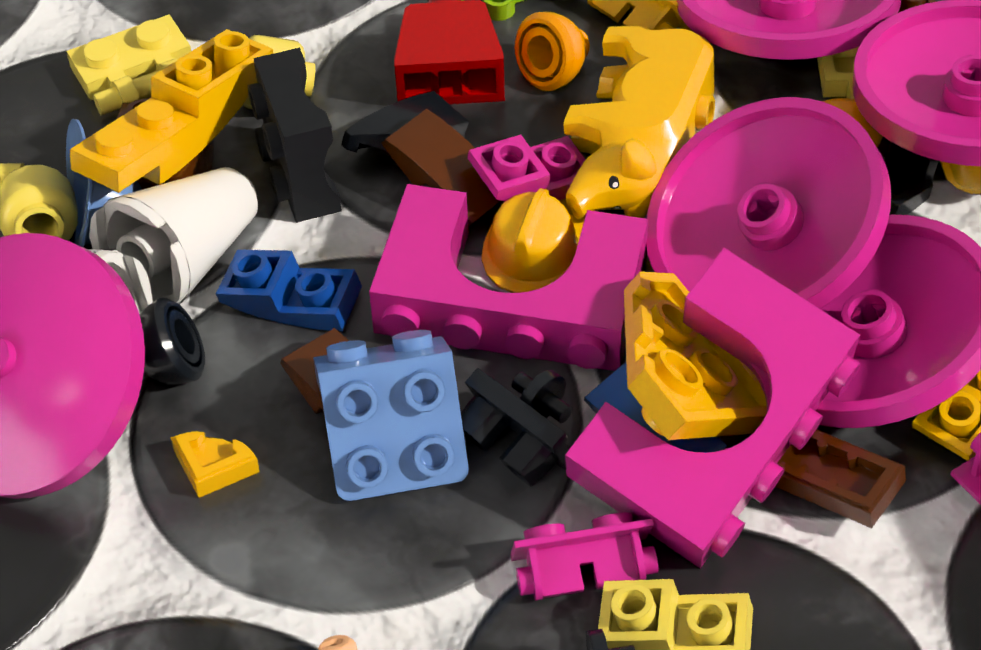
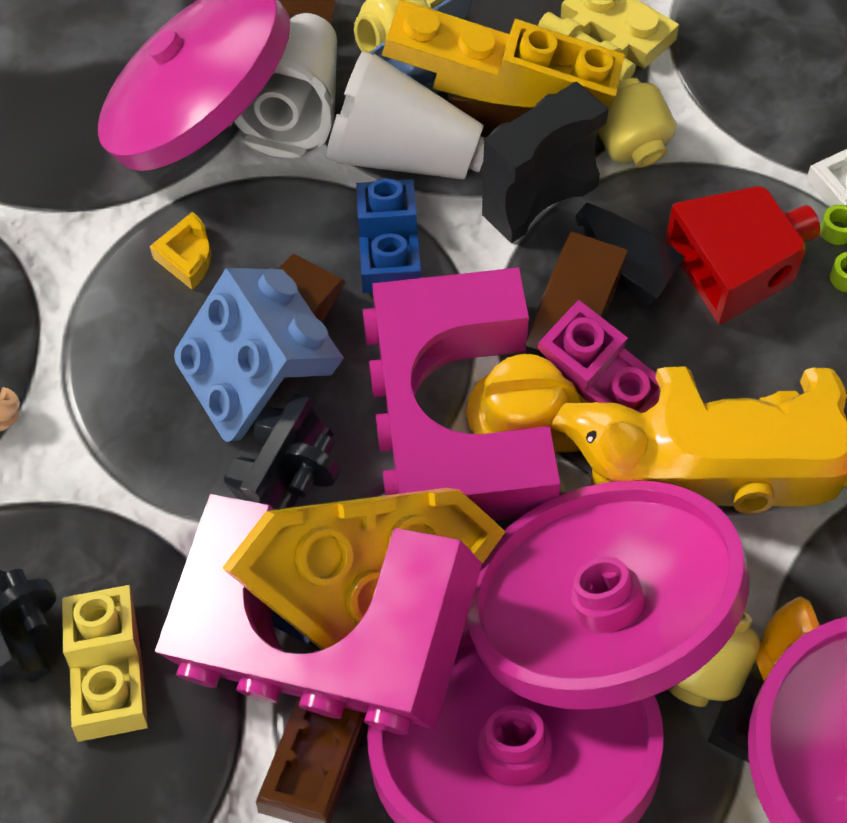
camera: 70 degrees right, 10 degrees up
(171, 343) = (283, 171): black brick -> none
(550, 50) = (791, 336): light orange brick -> none
(556, 556) = (146, 536): dark pink hinge -> none

